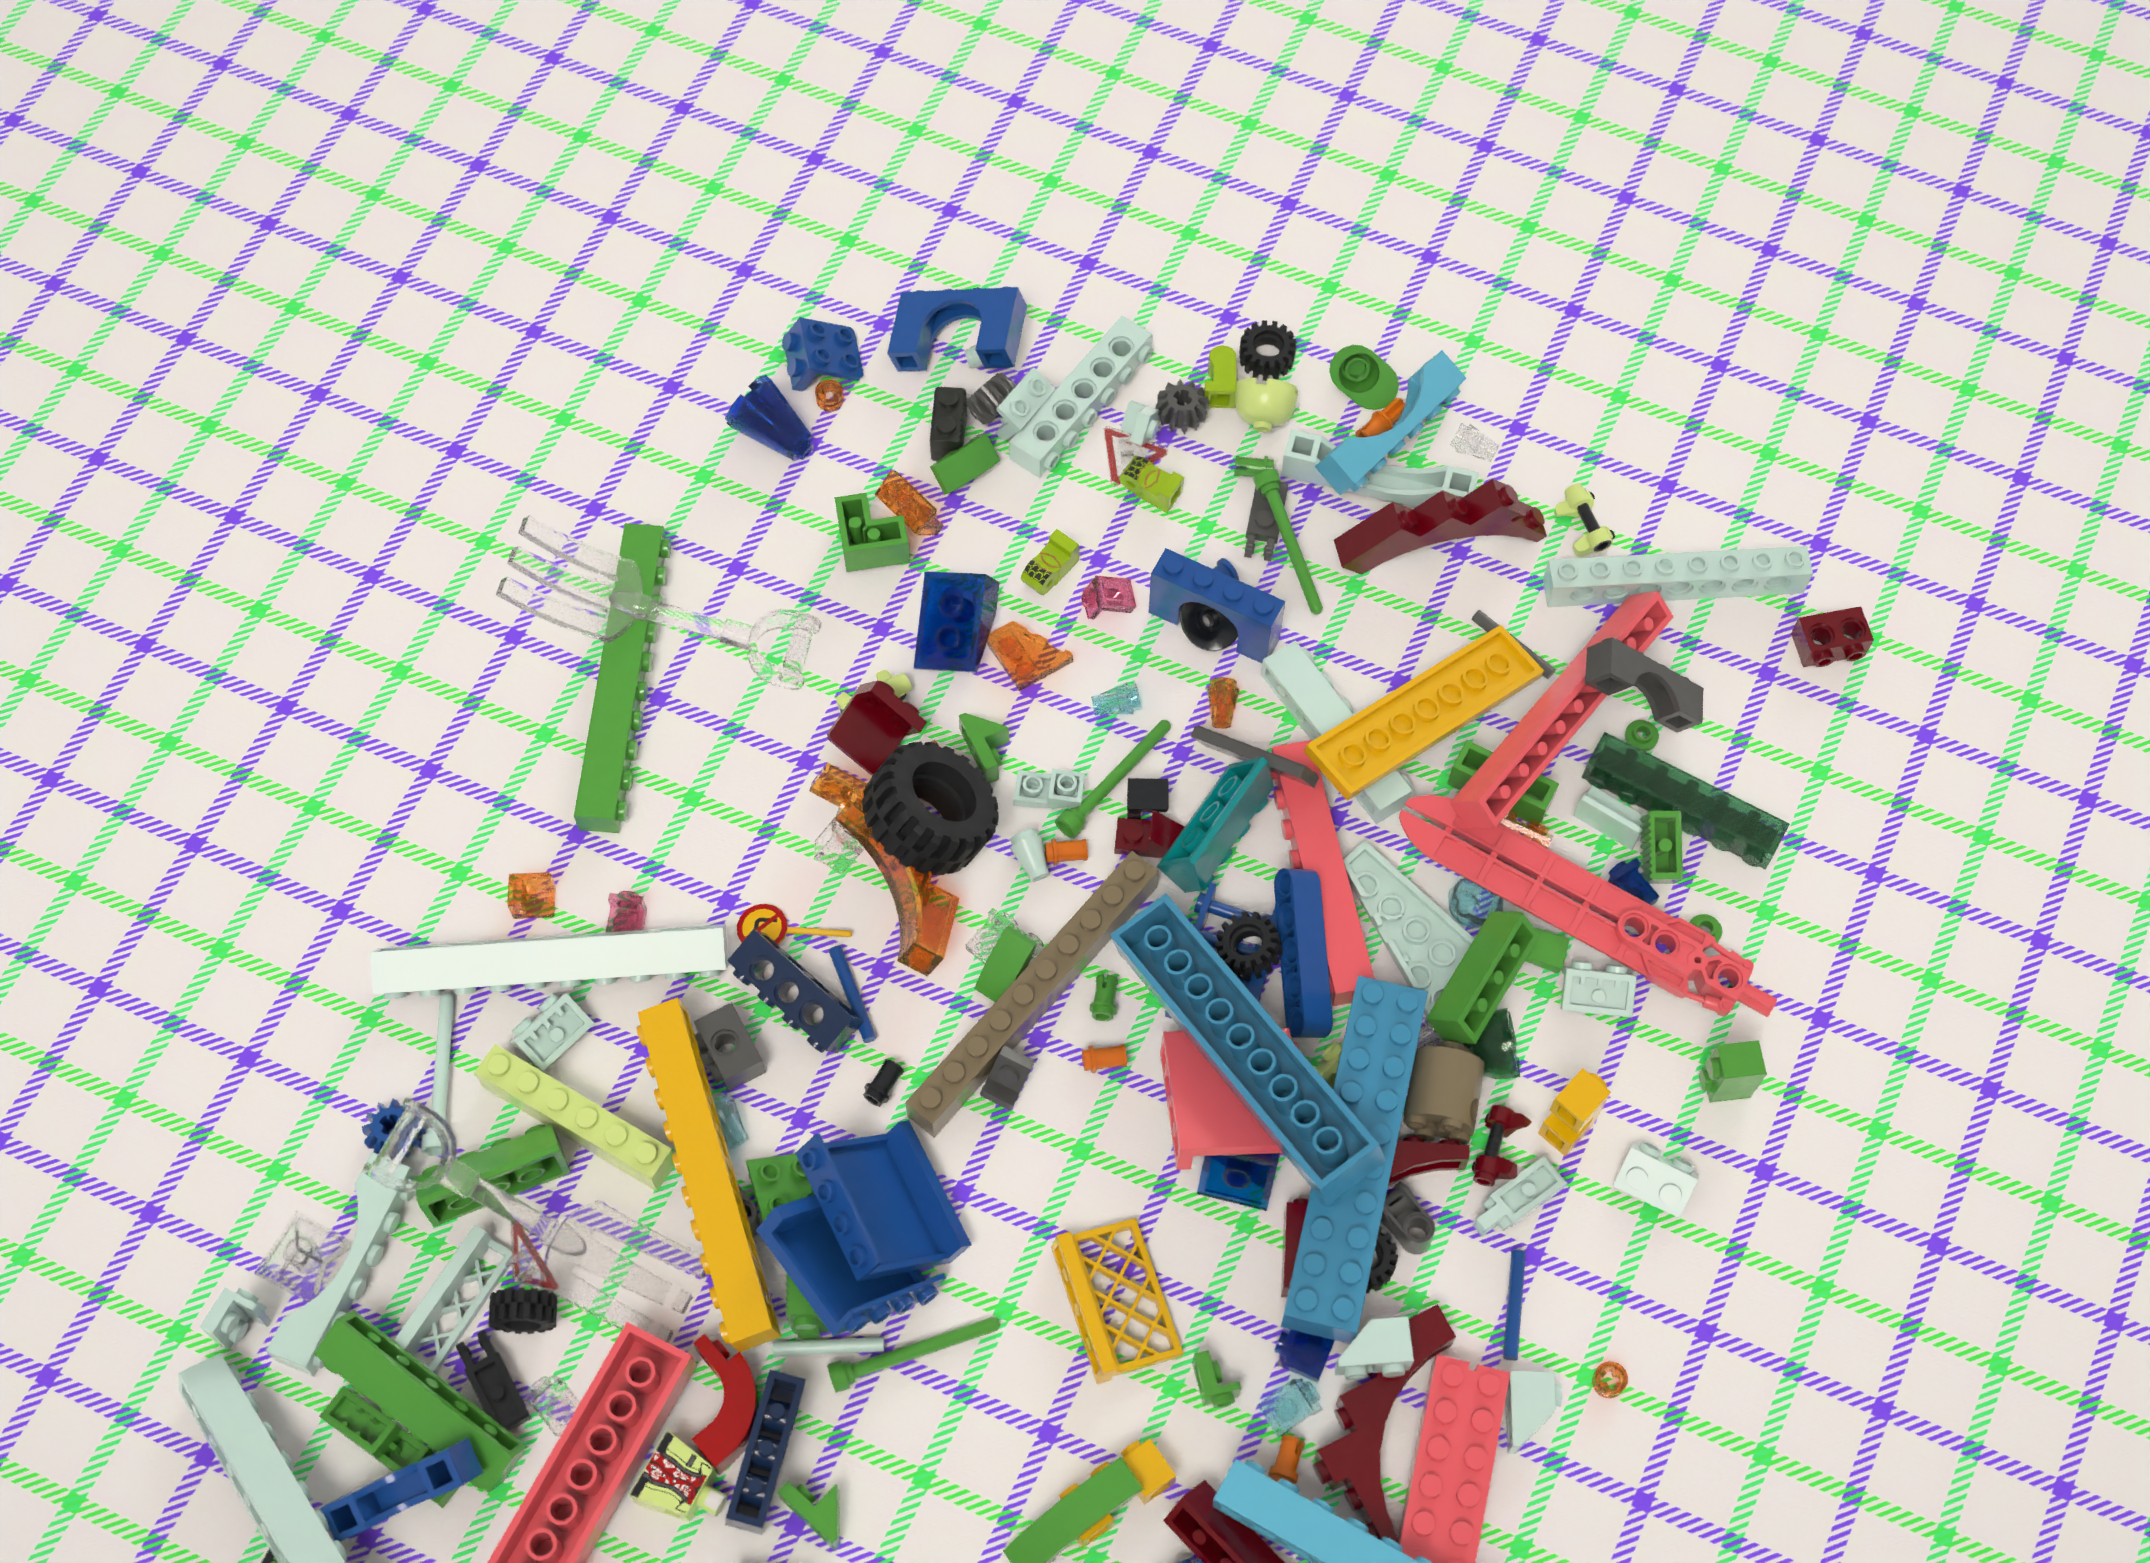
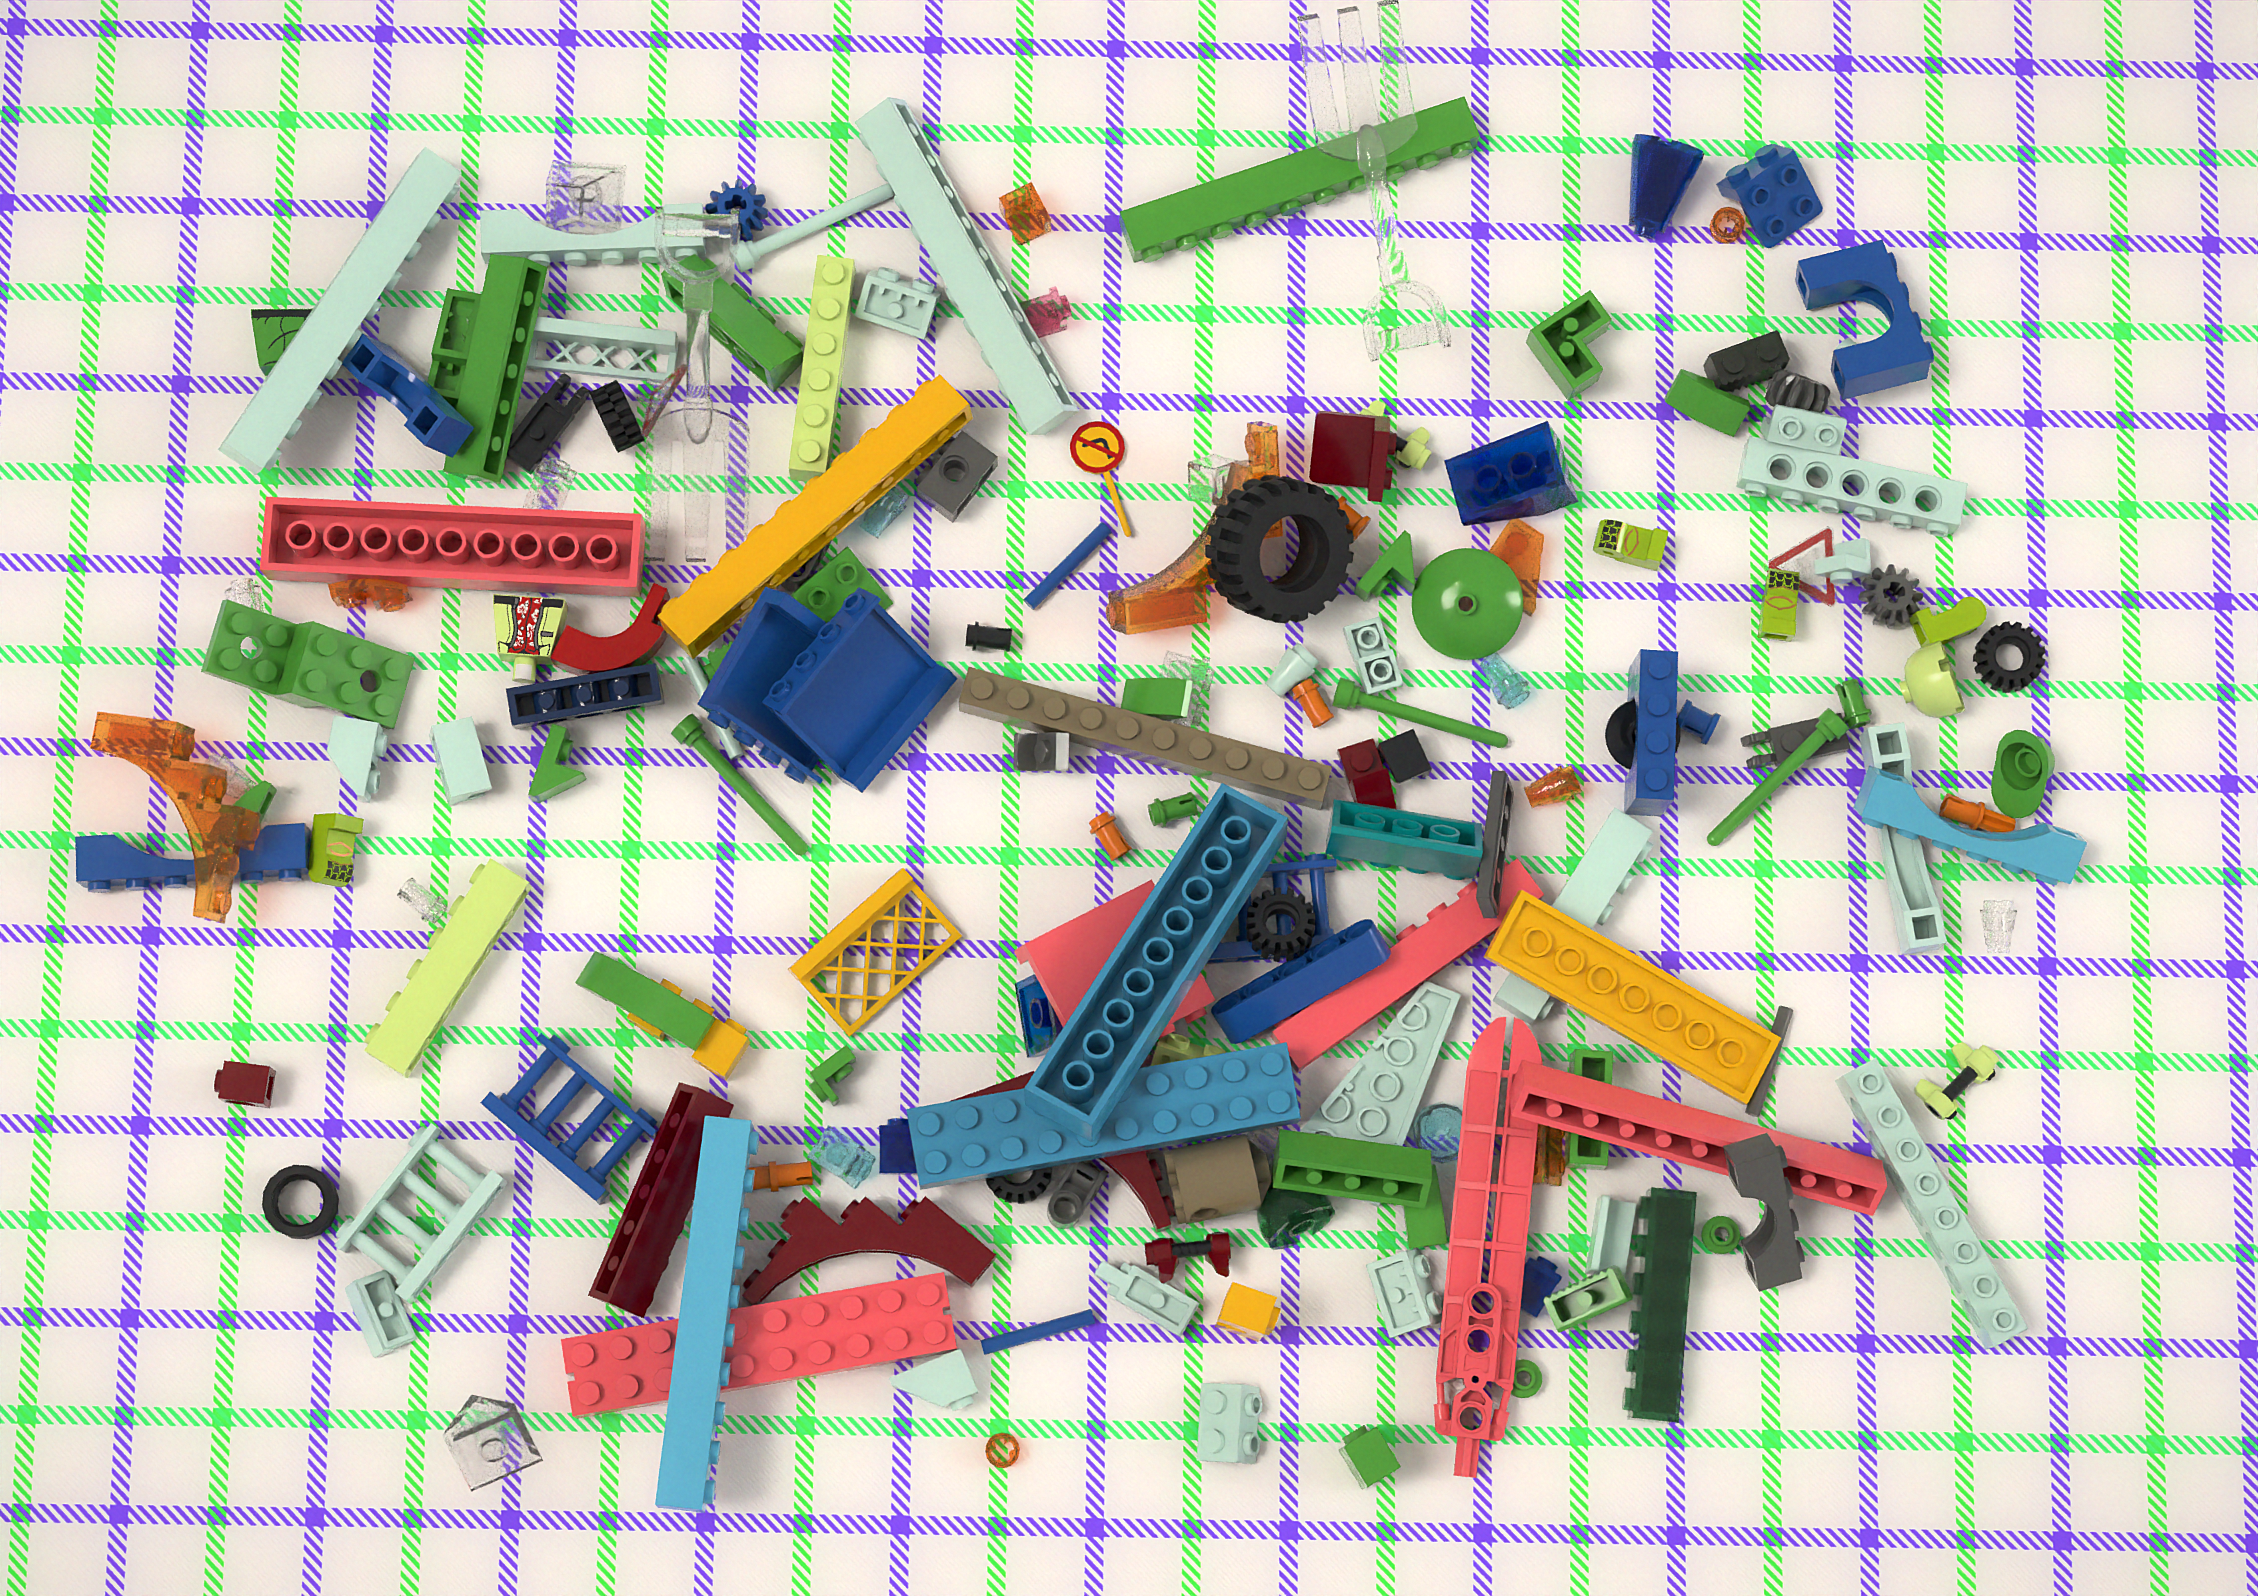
camera: 60 degrees right, 15 degrees up
(229, 1316) = (497, 164): light aqua bracket -> none
(838, 1019) = (1044, 529): dark blue brick -> none
(907, 501) = (1624, 370): clear orange bracket -> none
(1038, 721) = (1495, 607): none -> bright green dish
(1108, 595) = (1621, 619): clear pink bracket -> none
(1379, 1347) = (922, 1212): light aqua slope -> none
(1443, 517) = (1867, 927): dark red arch -> none
(1829, 631) = (1943, 1389): dark red brick -> none

